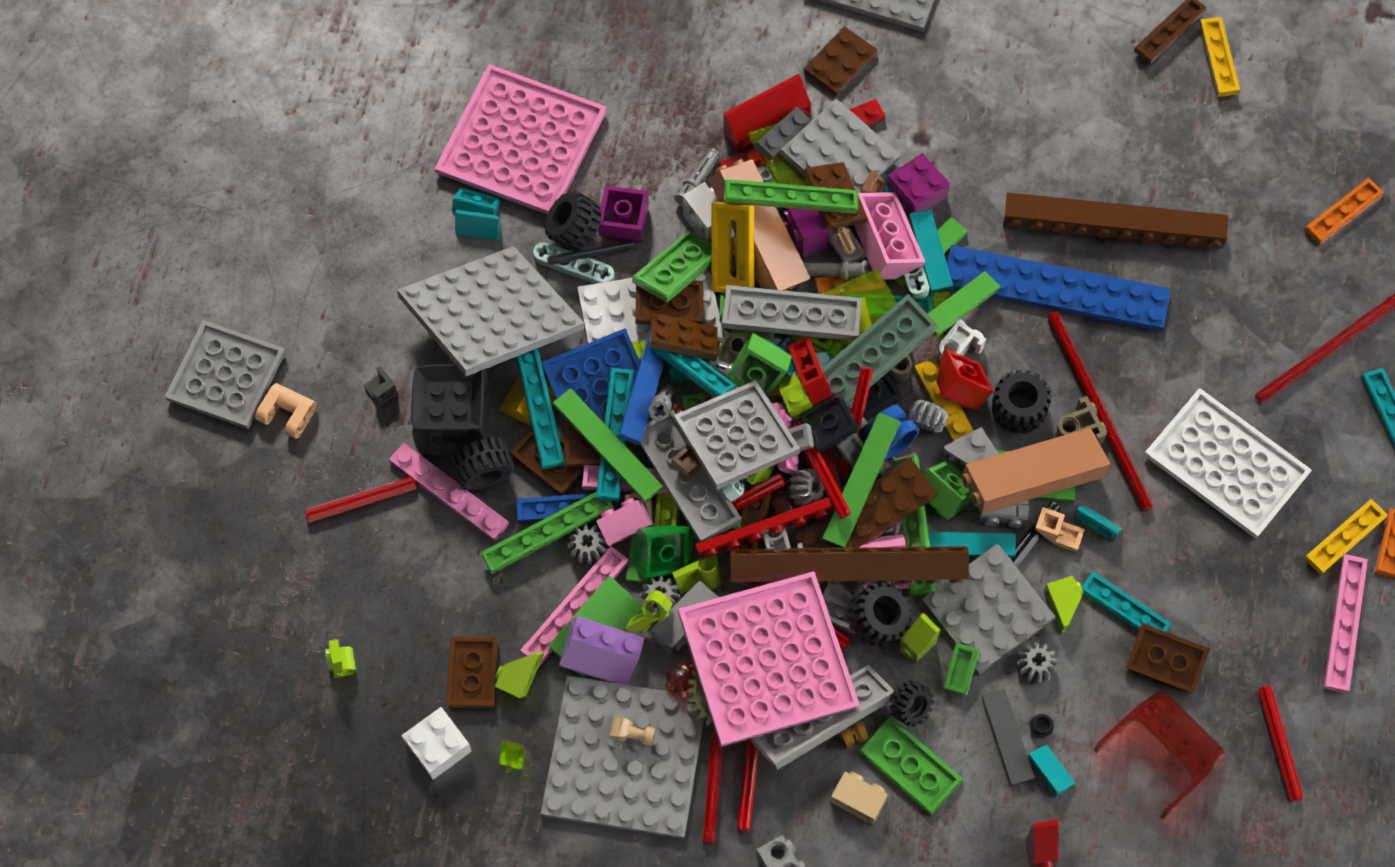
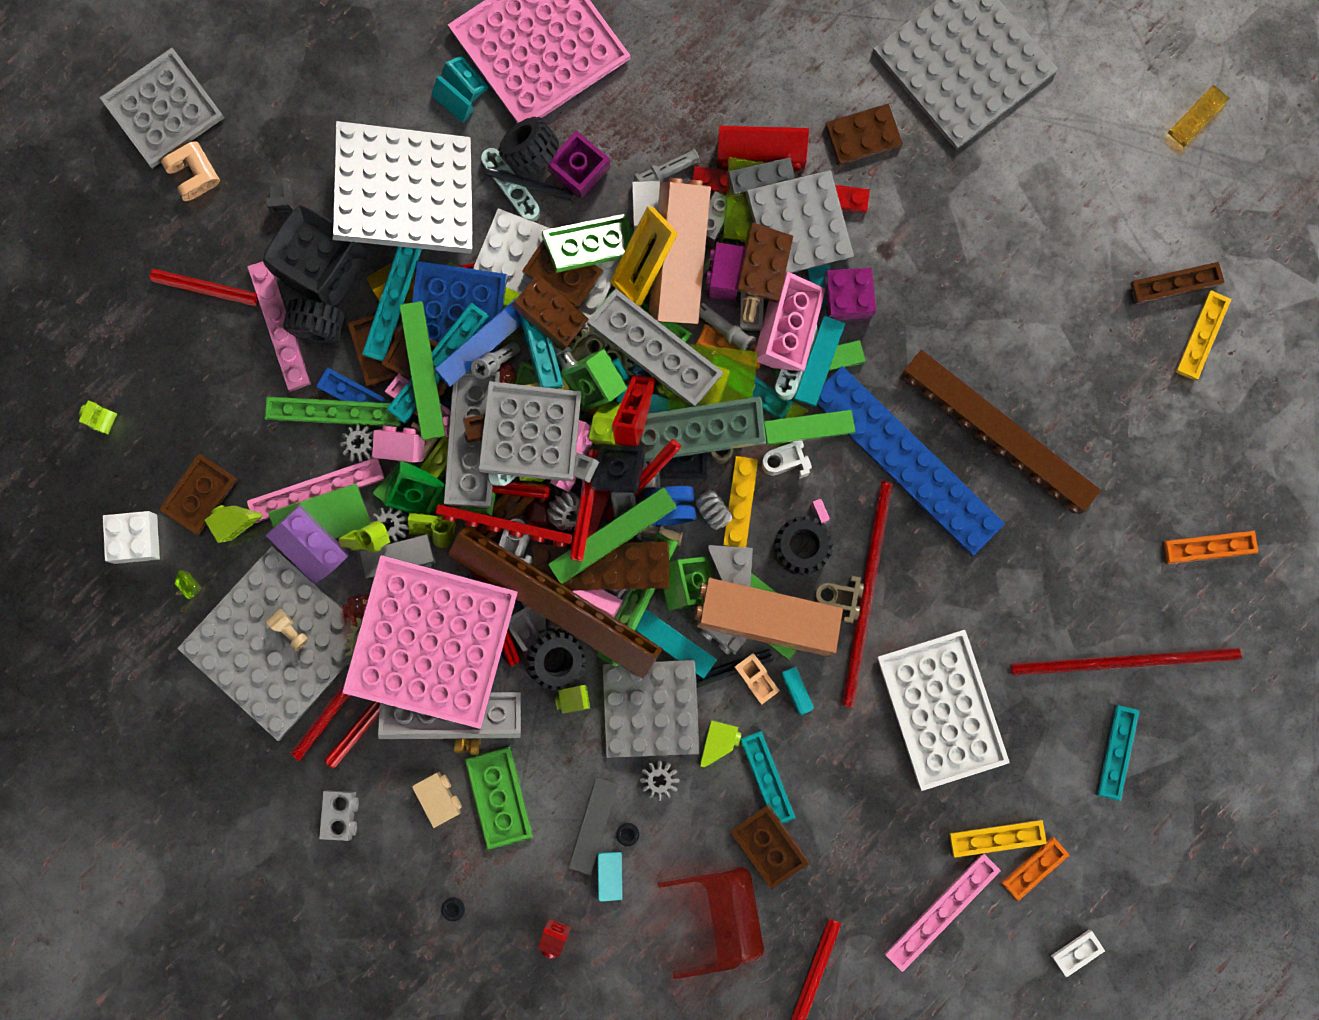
camera: 30 degrees right, 15 degrees up
(790, 196) = (718, 243): bright green tile -> none
(874, 183) = (810, 270): medium nougat tile -> none
(903, 698) = (529, 750): black tyre -> none
(961, 668) = (593, 745): bright green tile -> none
(962, 380) = (764, 496): red slope -> none
(1013, 364) = (820, 511): none -> bright pink tile

